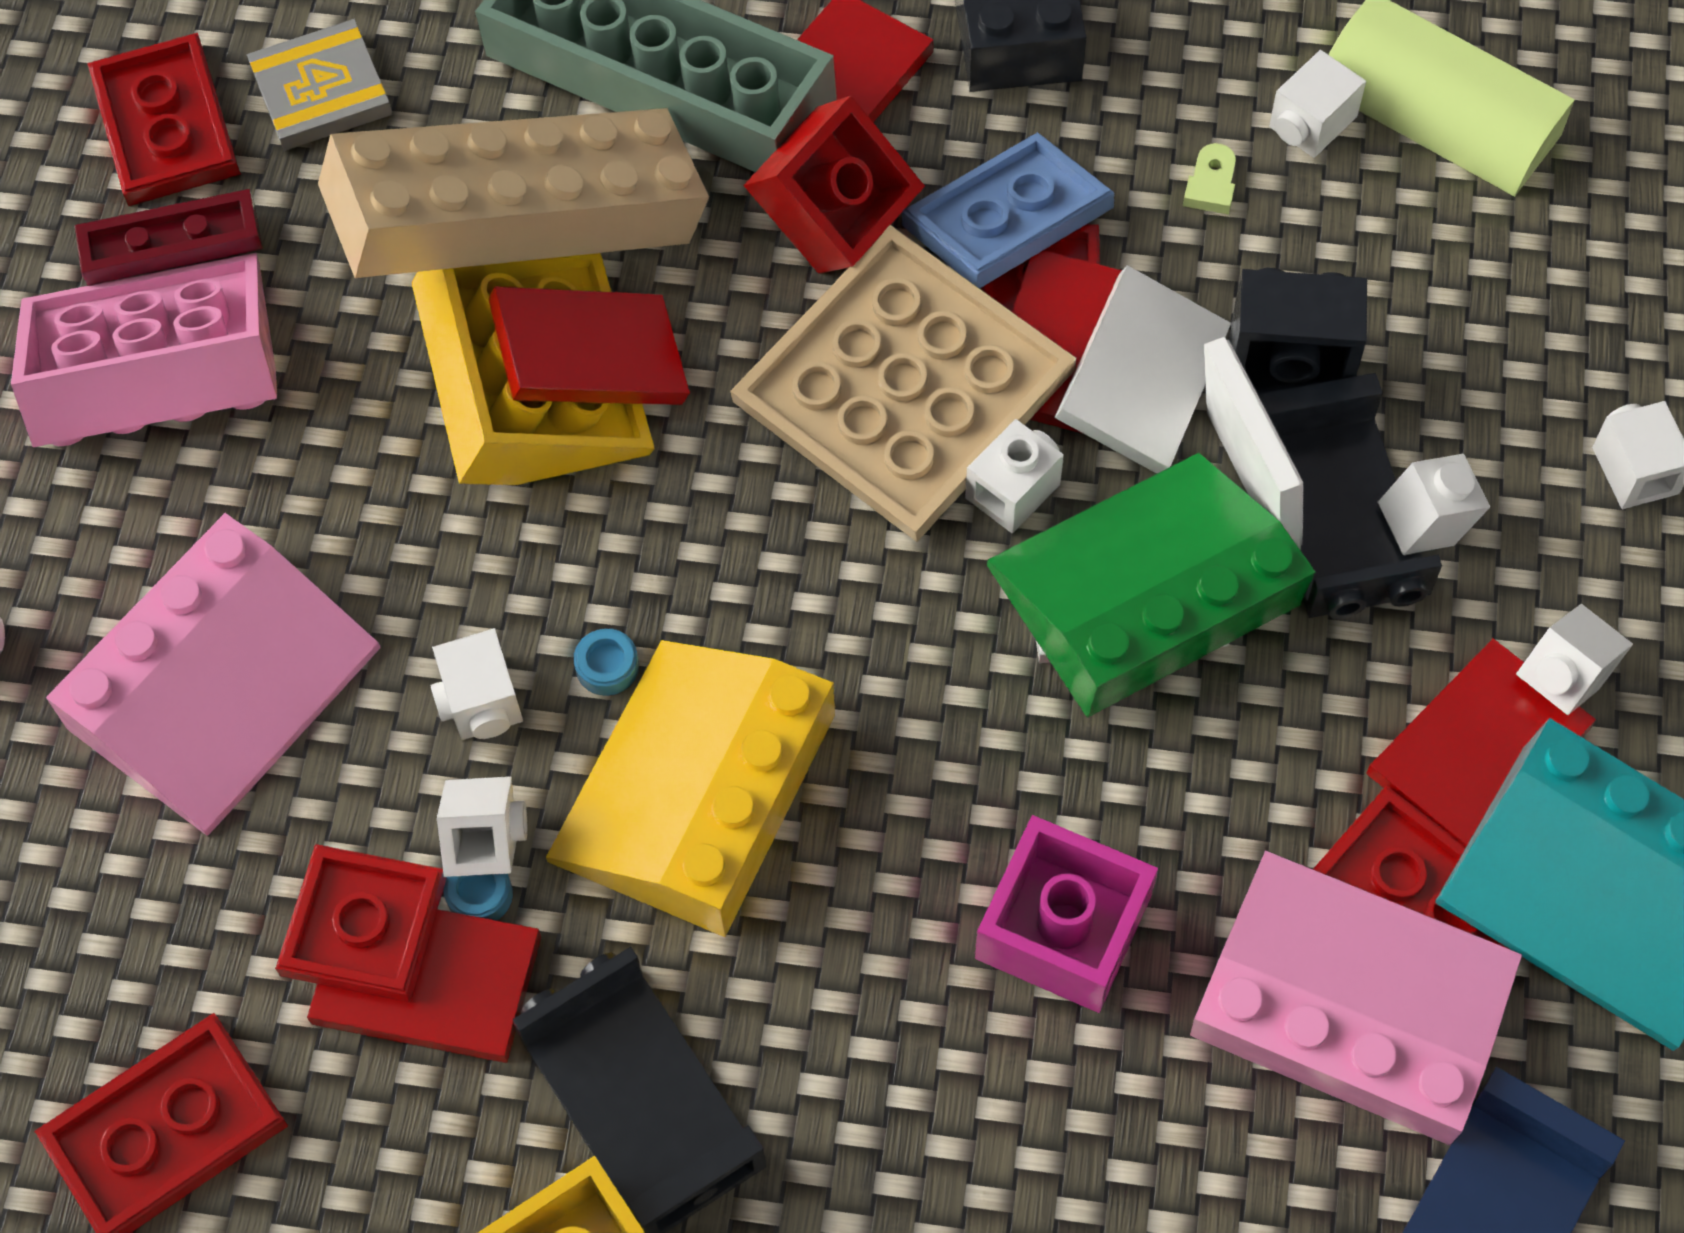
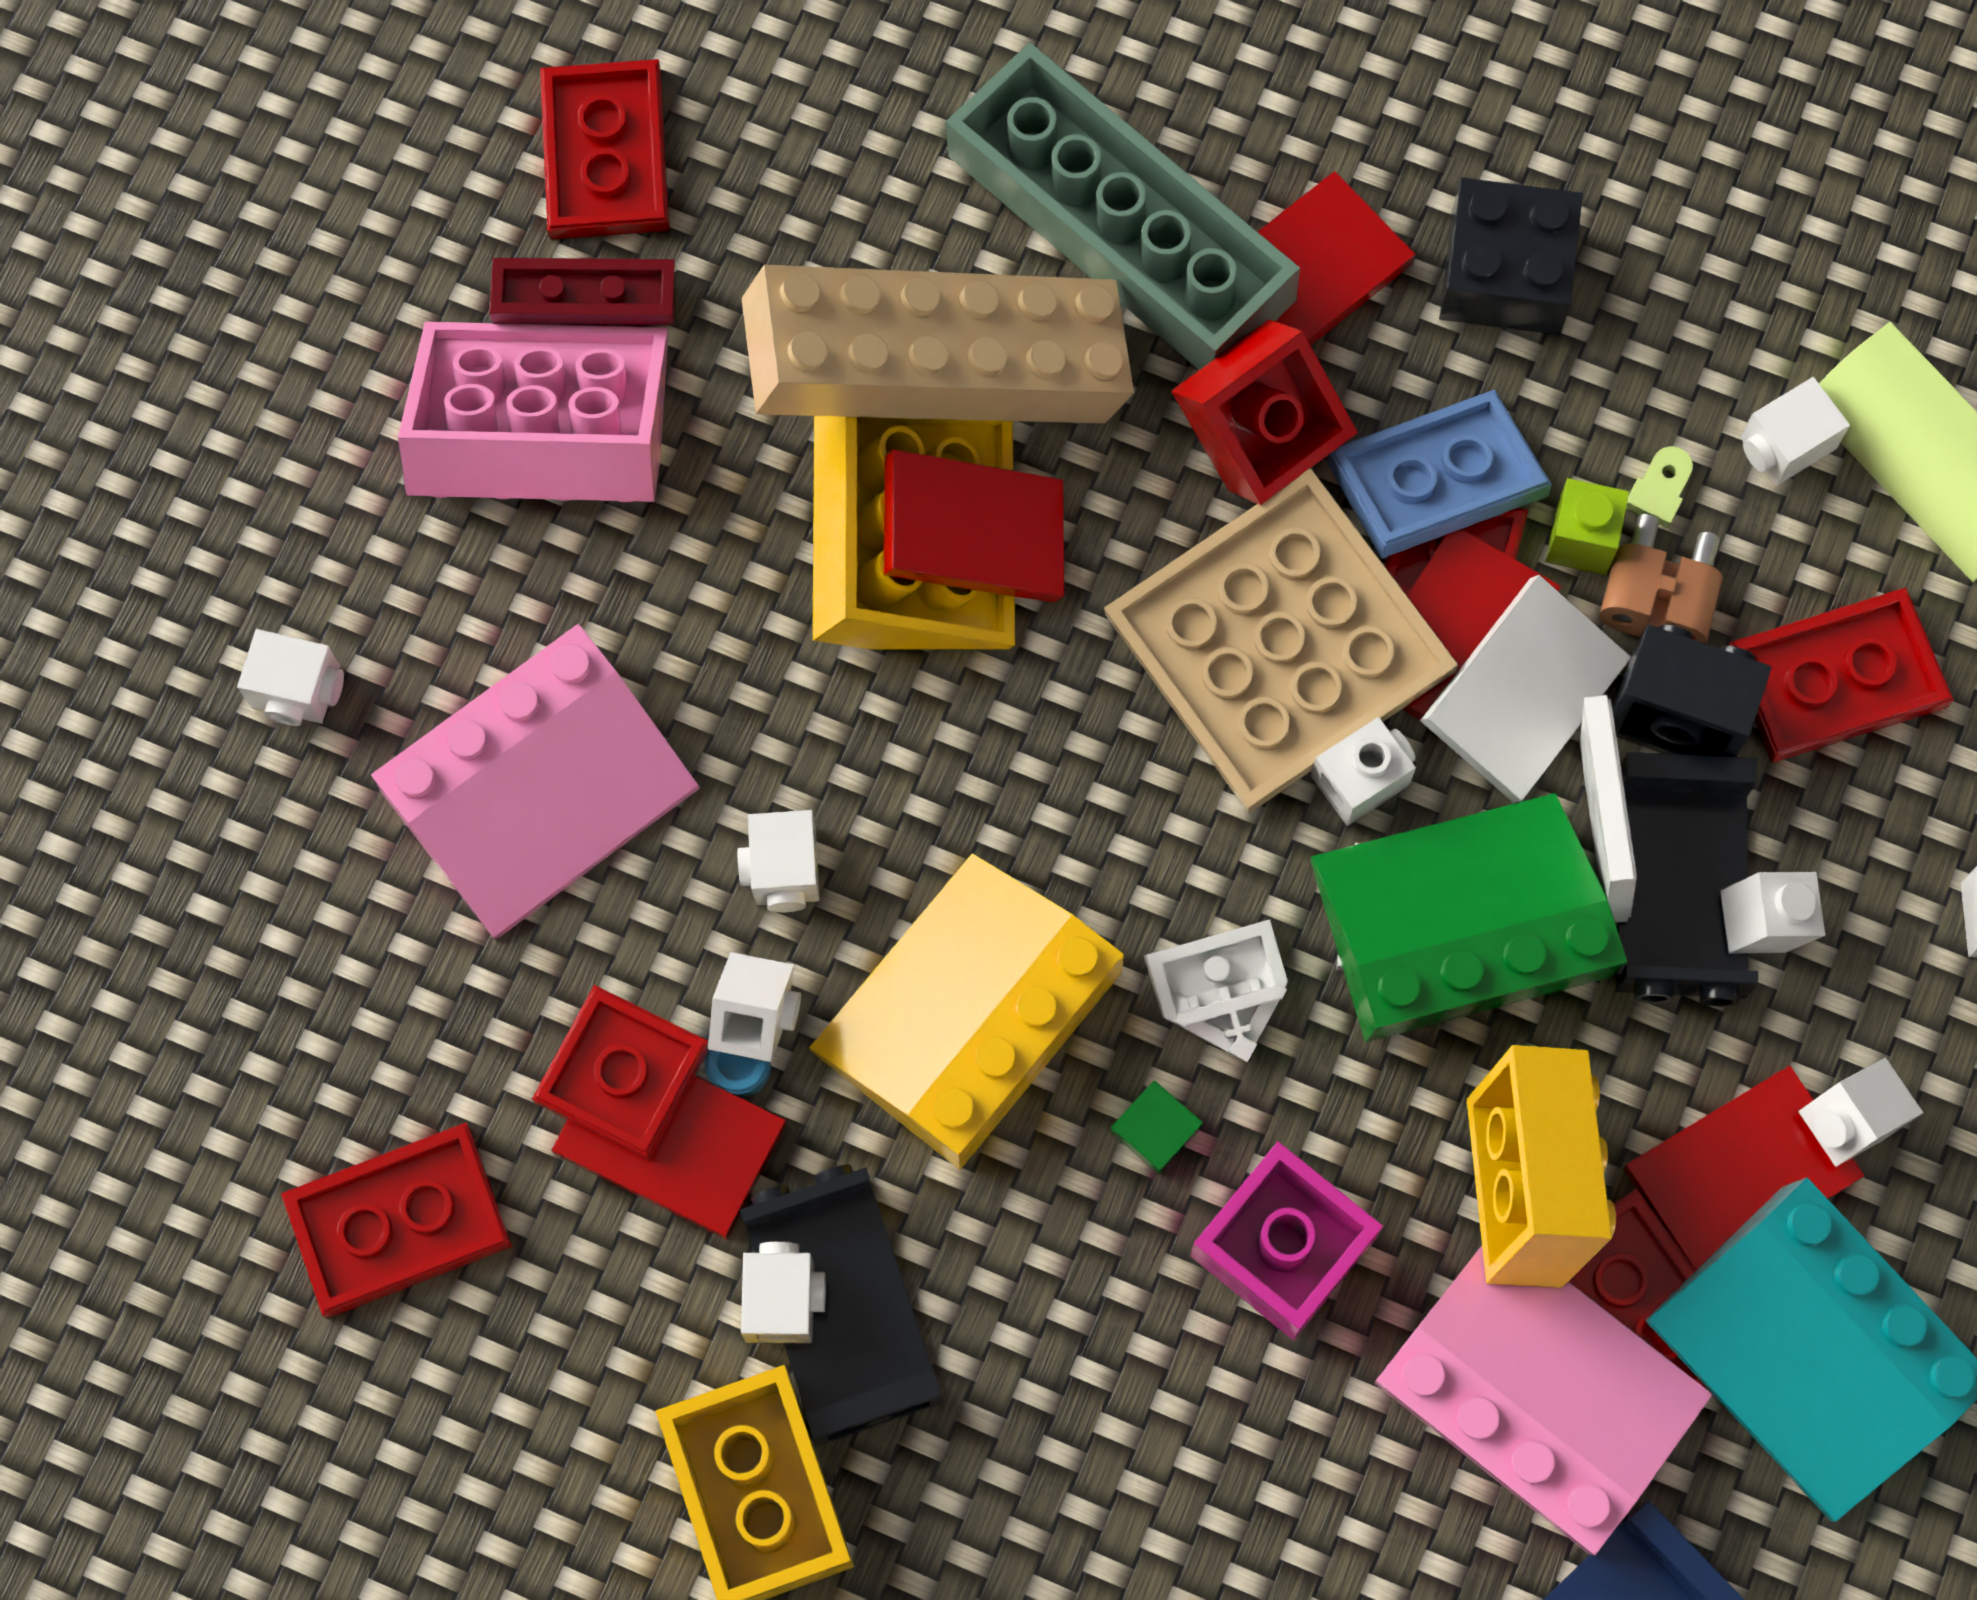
camera: 15 degrees right, 10 degrees up
(319, 84) = (770, 149): light grey tile -> none
(574, 1096) = (780, 1294): none -> white brick
(606, 662) = (913, 862): dark azure tile -> none
(908, 846) = (1156, 1127): none -> green tile
(933, 701) = (1221, 986): none -> white slope
(1157, 221) = (1587, 526): none -> lime brick
(1221, 253) = (1659, 592): none -> nougat piece
(1292, 776) = (1539, 1167): none -> yellow brick
(1434, 295) = (1845, 675): none -> red tile

